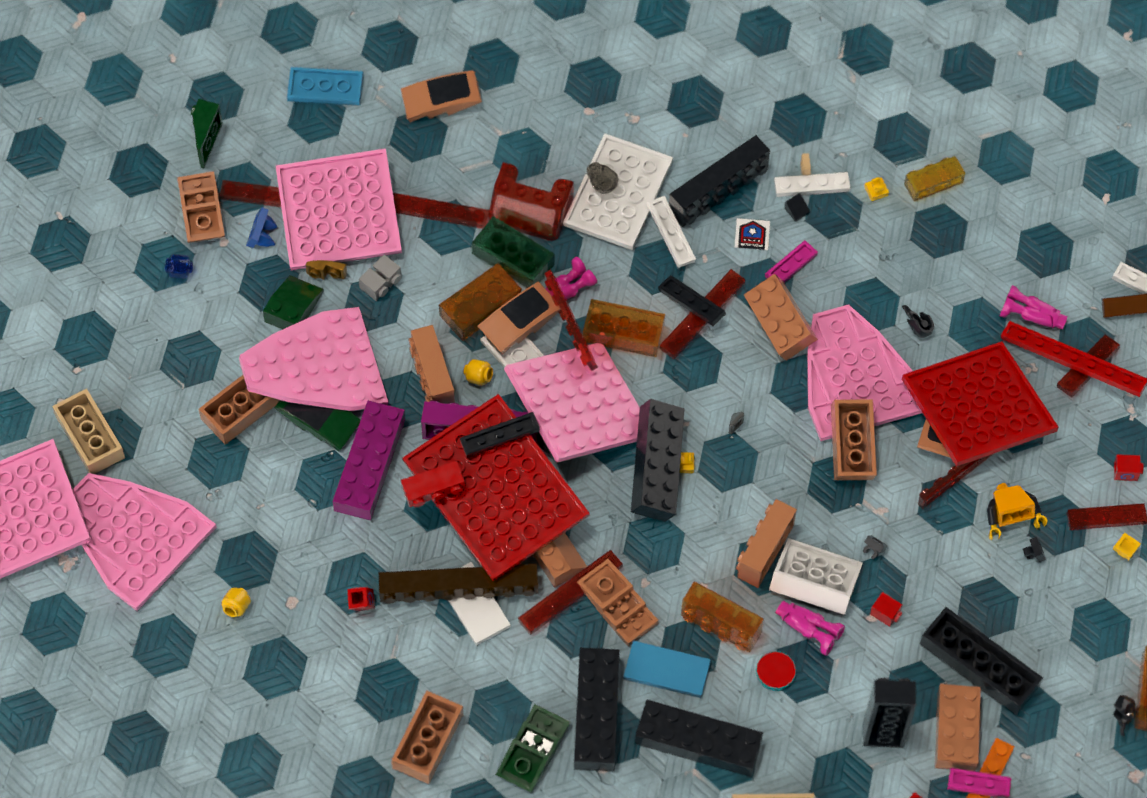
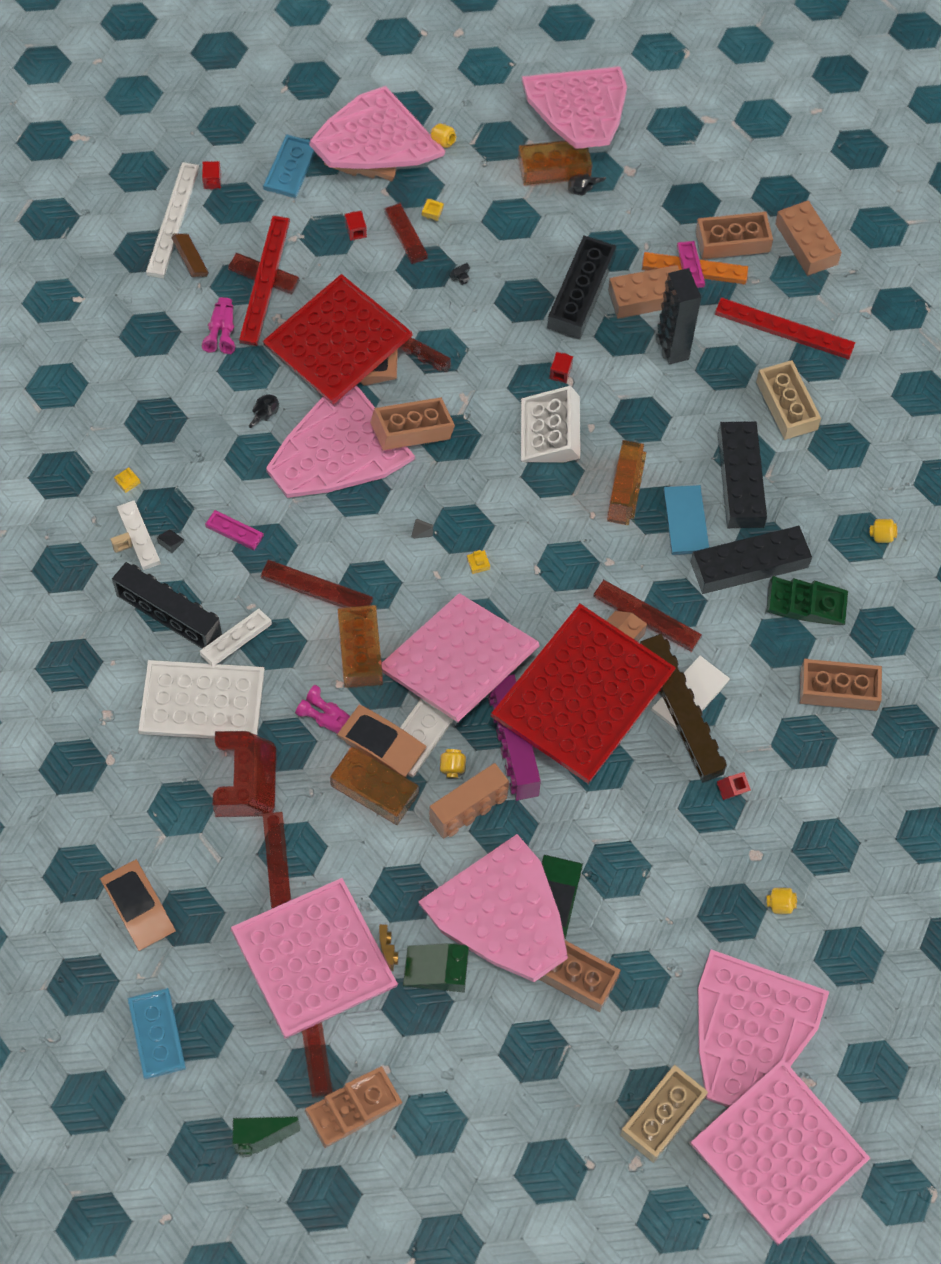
camera: 110 degrees left, 0 degrees up
(178, 266) = (435, 1100): clear blue head -> none
(256, 235) = (367, 1034): blue tile -> none
(369, 460) = (586, 830): magenta brick -> none
(377, 282) = (387, 895): light grey piece -> none
(433, 484) = (610, 739): red brick -> none
(499, 434) = (534, 698): black tile -> none
(513, 251) = (310, 770): clear green brick -> none
(572, 327) = (369, 693): clear red plate -> none
(602, 178) = (198, 710): clear smoke hair -> none
(618, 602) = (642, 572): nougat slope -> none
(657, 460) = (492, 575): black brick -> none
(691, 300) = (308, 597): black tile -> none
(752, 234) = (210, 573): sticker -> none
(766, 543) = (540, 466): nougat brick -> none
(775, 671) = (653, 436): red tile -> none
(780, 317) = (302, 515): nougat brick -> none
(806, 623) = (598, 422): dark pink piece -> none
(875, 544) = (503, 389): black tile -> none
(934, 178) = (102, 432): clear yellow brick -> none
(1012, 506) = (429, 298): light orange torso -> none

